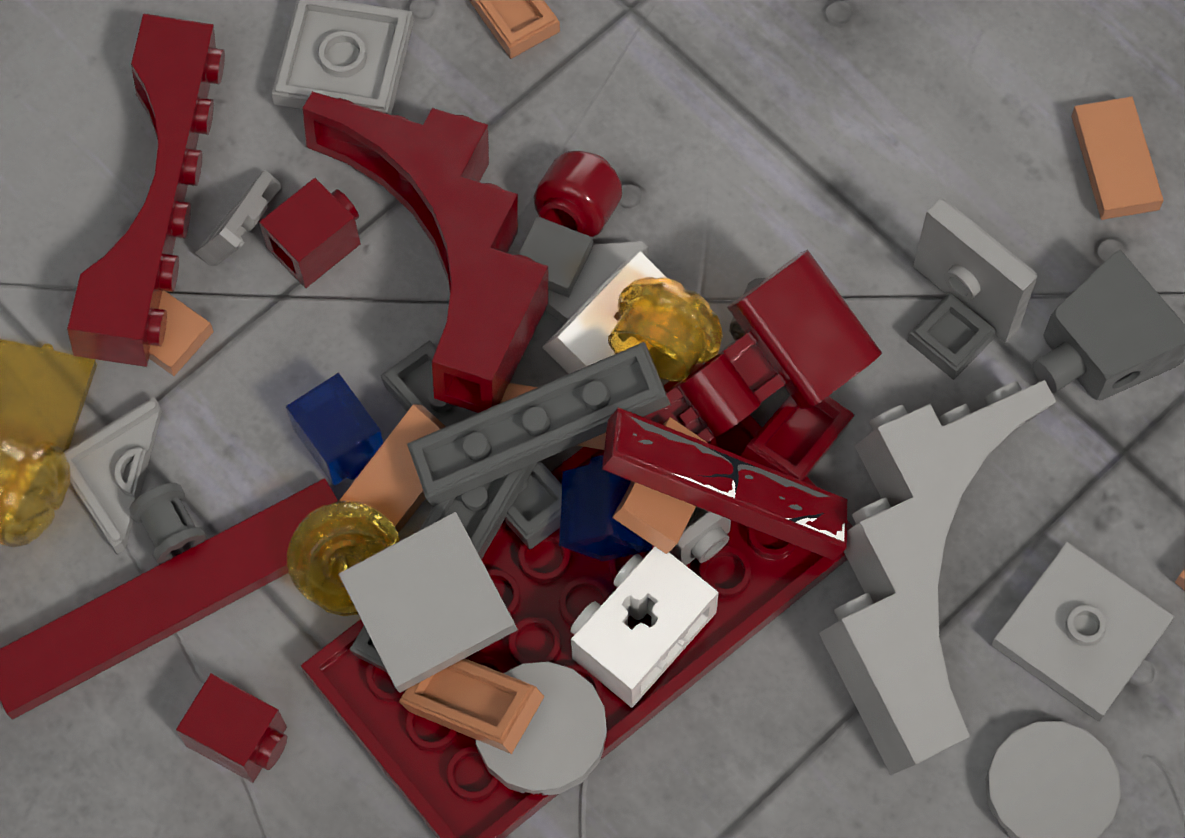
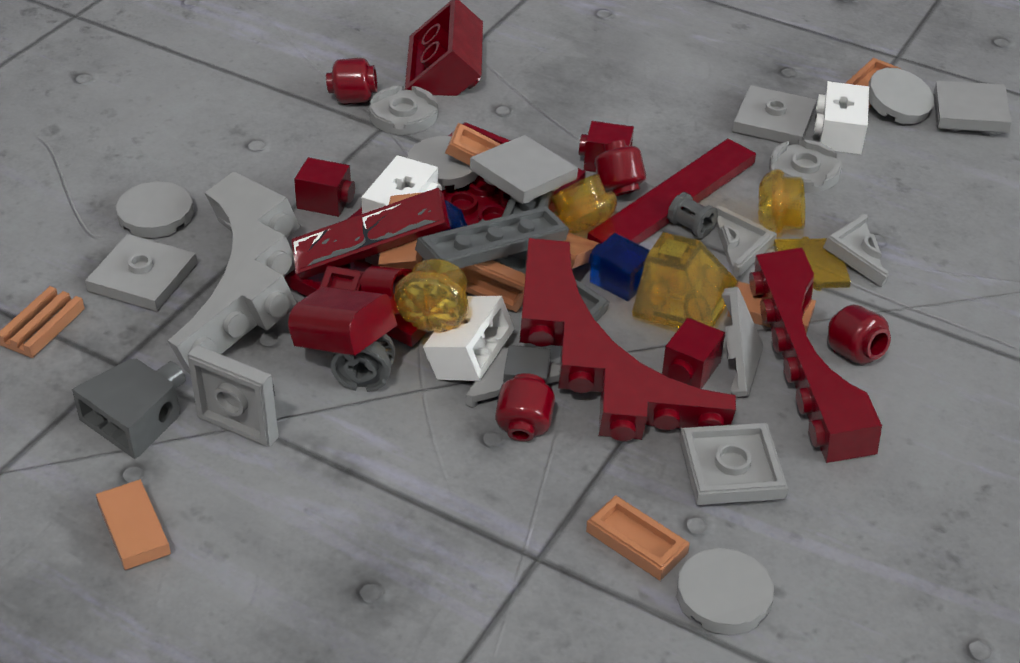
camera: 160 degrees right, 25 degrees down
(61, 209) = (859, 334): none -> dark red head
(243, 643) = (620, 168): none -> dark red head
(266, 350) = (681, 282): none -> clear yellow slope
(756, 745) = (323, 187): none -> dark red brick

